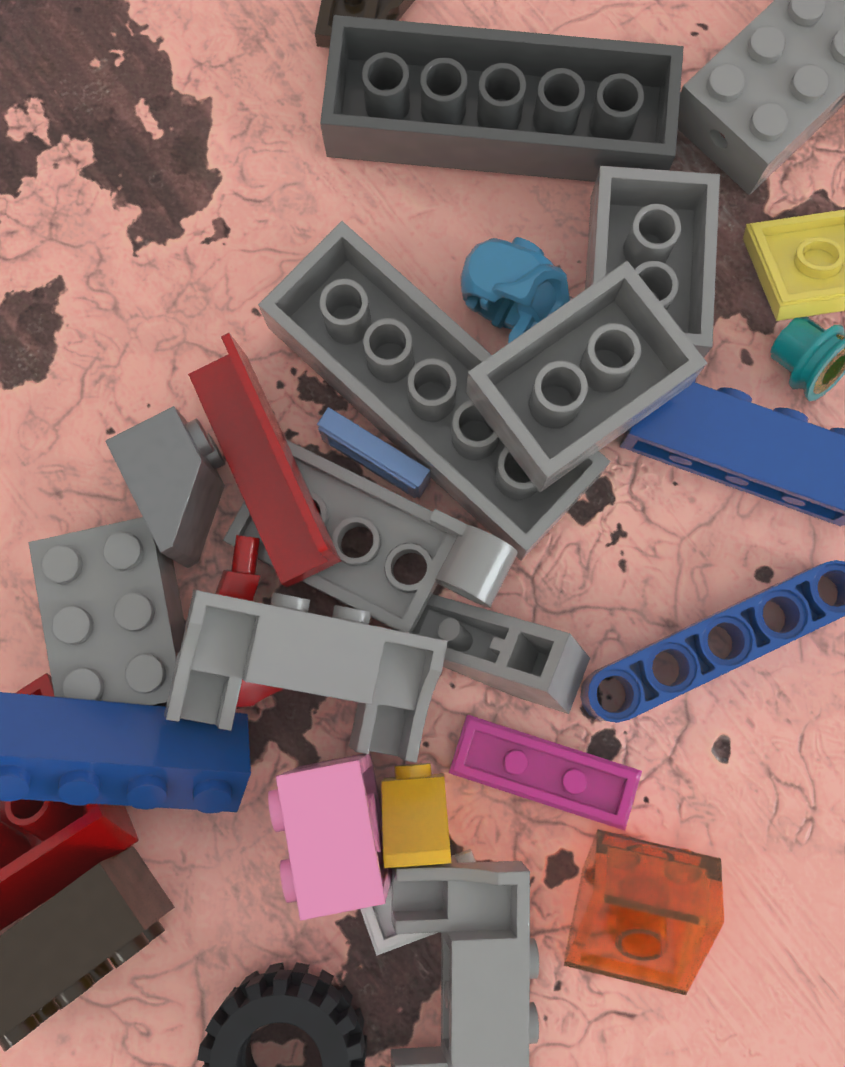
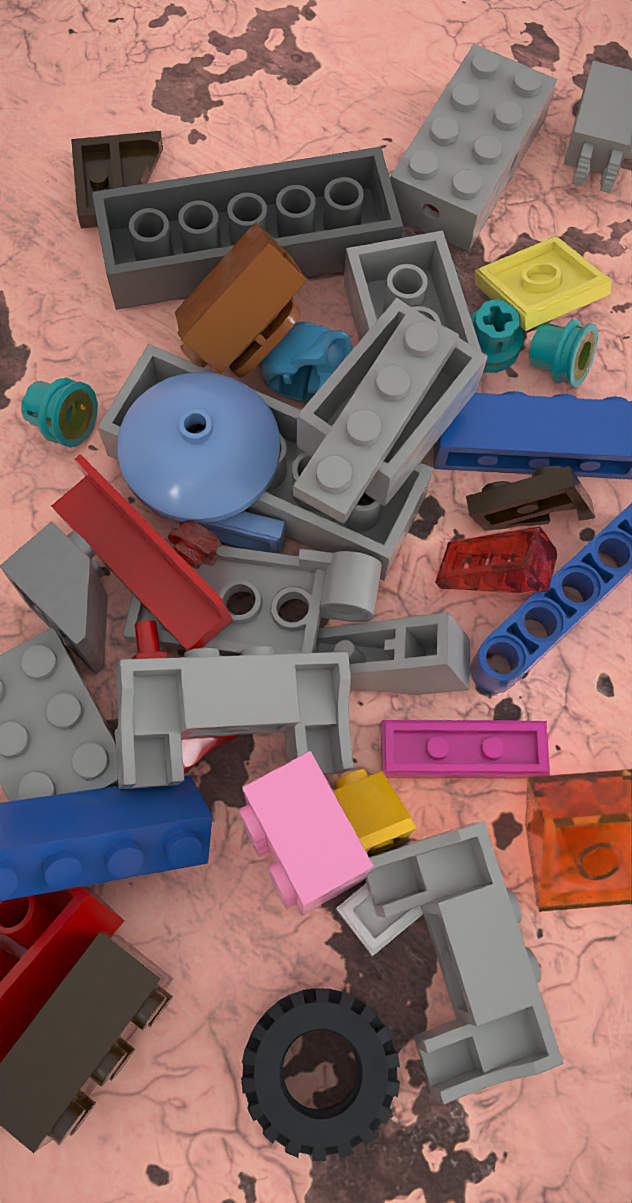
camera: 25 degrees left, 10 degrees down
(231, 265) = (61, 410): none -> teal piece
(322, 469) = (195, 544): none -> clear red plate
(368, 397) = (202, 473): none -> medium blue dish
(459, 204) = (241, 306): none -> dark orange brick
(556, 399) = (375, 416): none -> light grey plate
(676, 608) = (528, 571): none -> clear red slope
(731, 521) = (530, 500): none -> dark brown wing
(756, 297) = (494, 324): none -> teal piece

